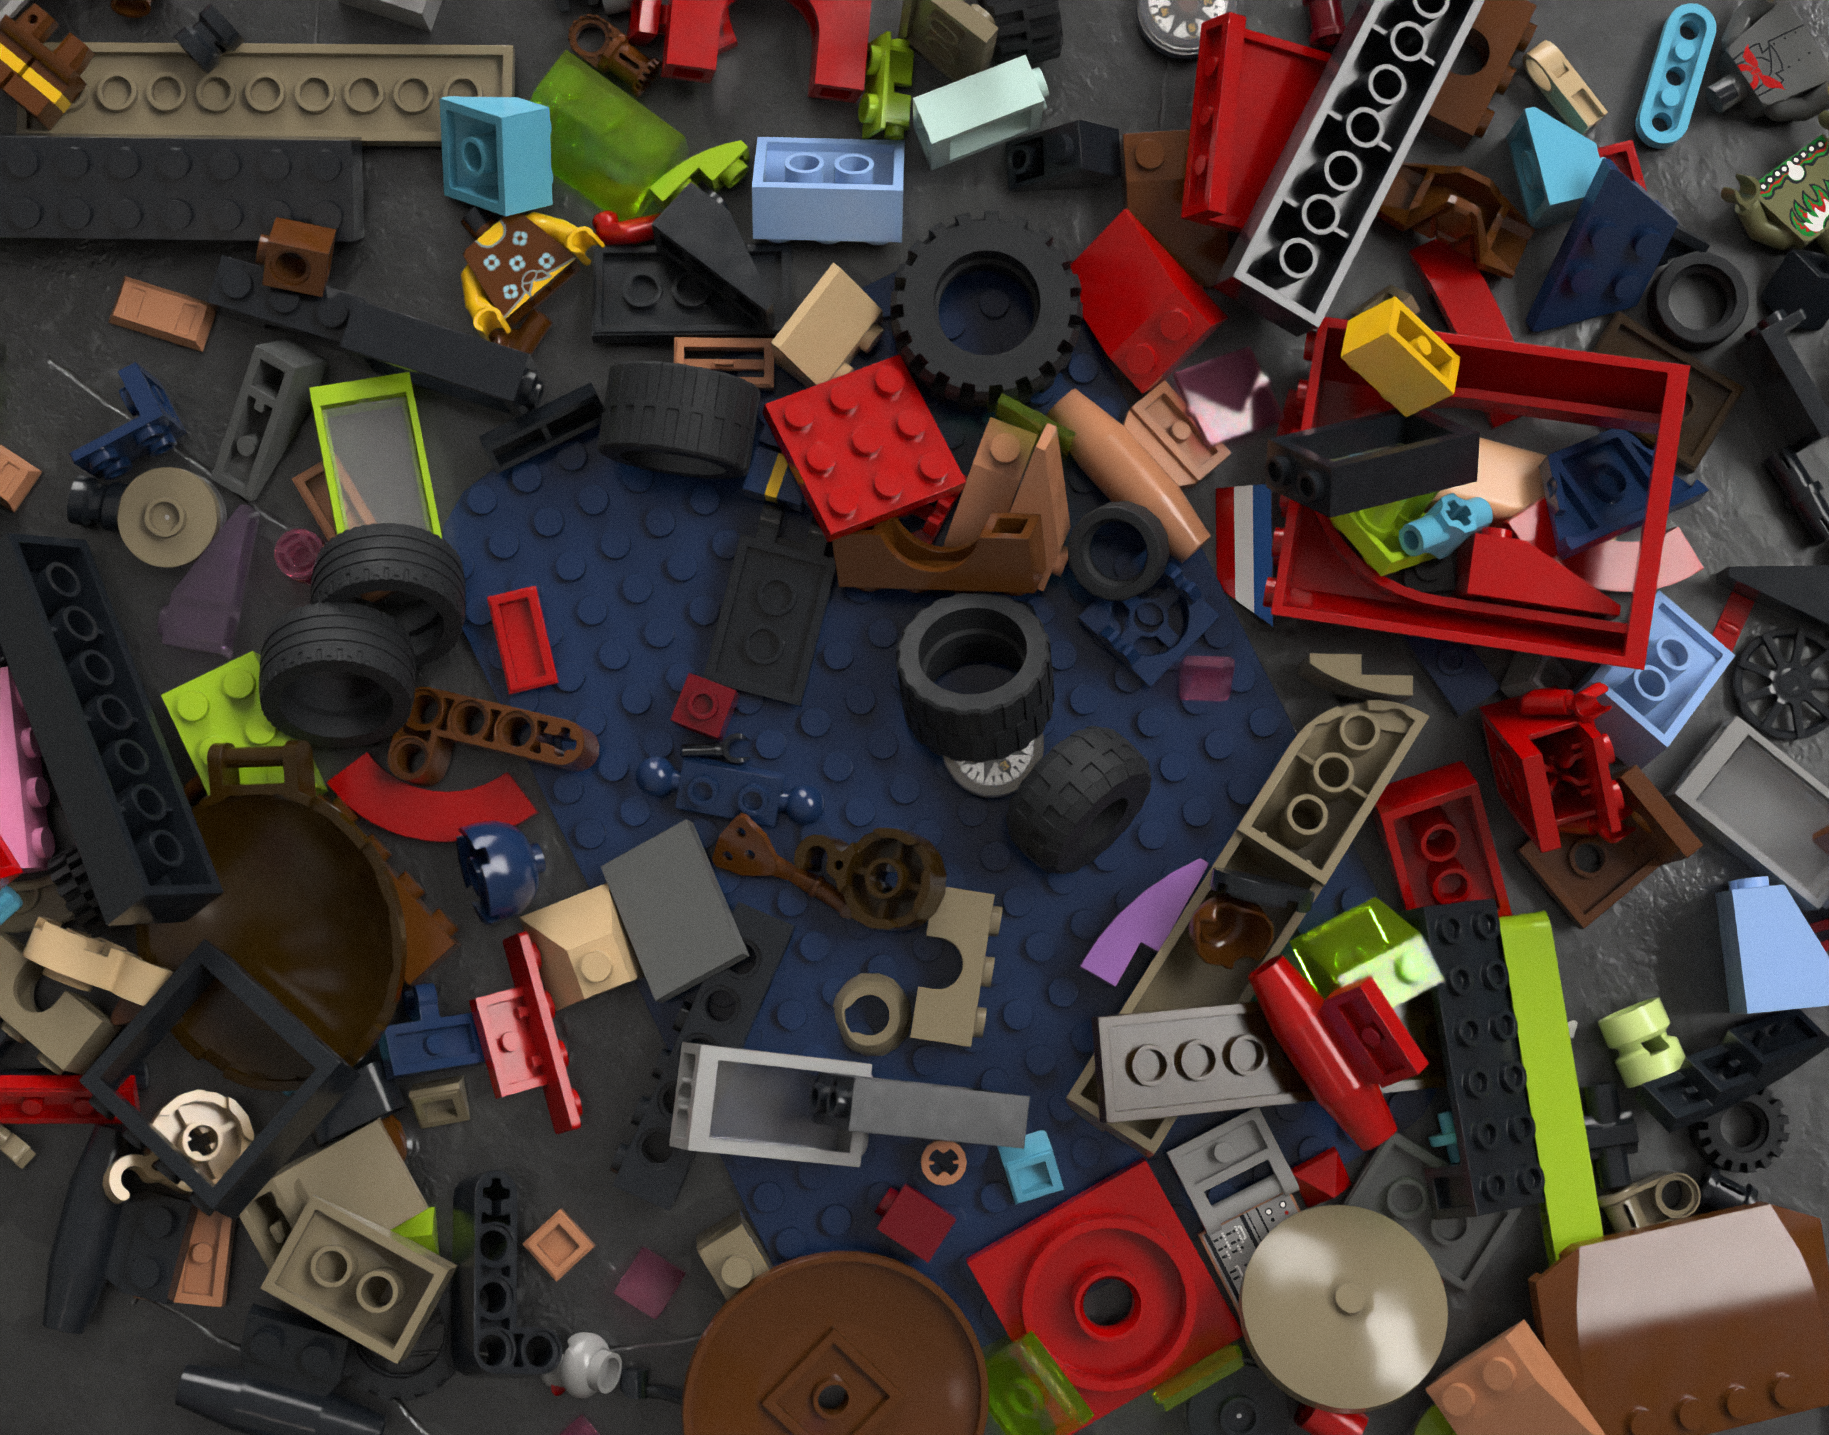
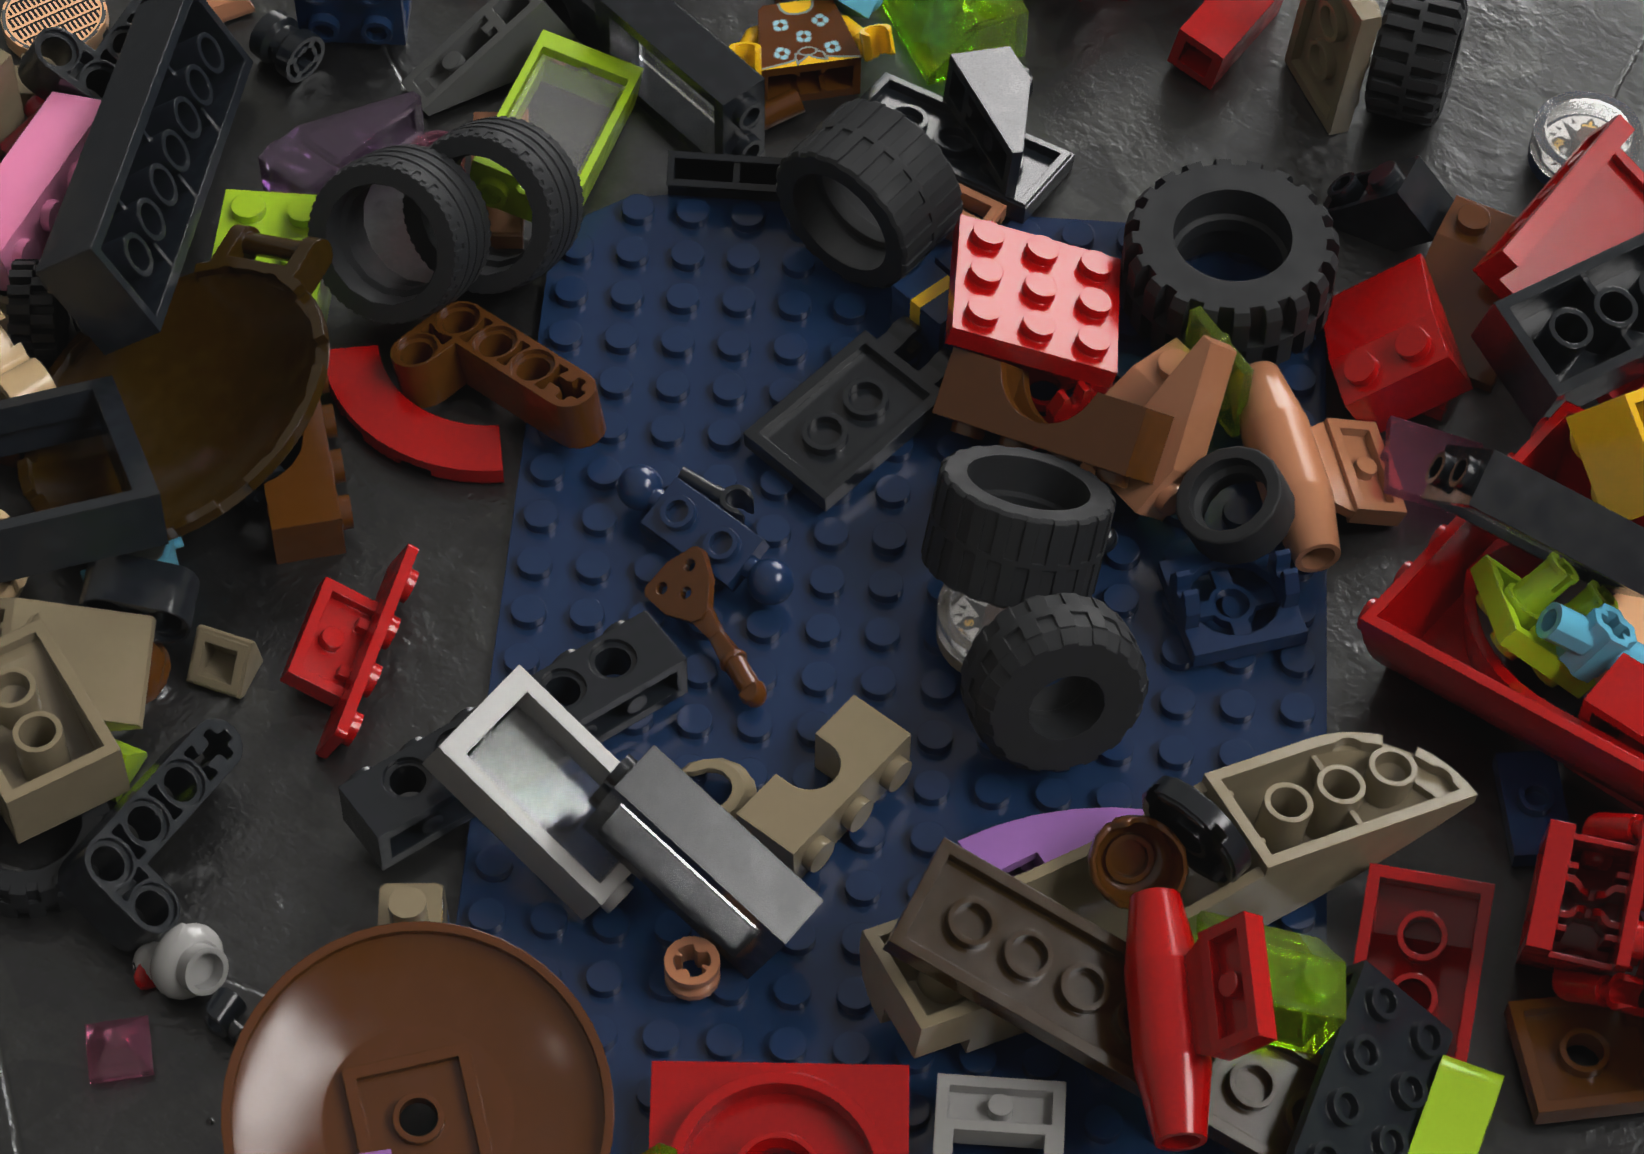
camera: 30 degrees right, 30 degrees down
(170, 516) = (339, 74): dark tan piece -> none
(429, 1041) = (253, 592): dark blue plate -> none
(499, 868) = (434, 488): dark blue cylinder -> none
(522, 640) = (594, 321): red tile -> none
(559, 1244) = (243, 850): nougat tile -> none
(582, 947) = (464, 604): tan slope -> none
(623, 232) = (919, 71): red arm -> none
(649, 1283) = (303, 925): clear pink slope -> none
(674, 911) = (575, 592): dark grey tile -> none
(705, 707) = (730, 446): dark red brick -> none
(715, 167) = (1051, 60): lime slope -> none
(828, 190) = (1130, 125): light blue slope -> none
(828, 330) = (1065, 194): tan slope -> none
(862, 874) = (808, 665): dark brown piece -> none
(880, 108) = (1234, 95): lime hinge -> none
(914, 1221) = (624, 999): dark red brick -> none
(979, 111) = (1325, 92): light aqua window -> none
(1031, 1170) = (779, 1026): medium azure slope -> none
(1206, 678) = (1259, 675): clear pink slope -> none
(1245, 544) = (1370, 581): sticker -> none
(1343, 676) = (1405, 721): dark tan slope -> none

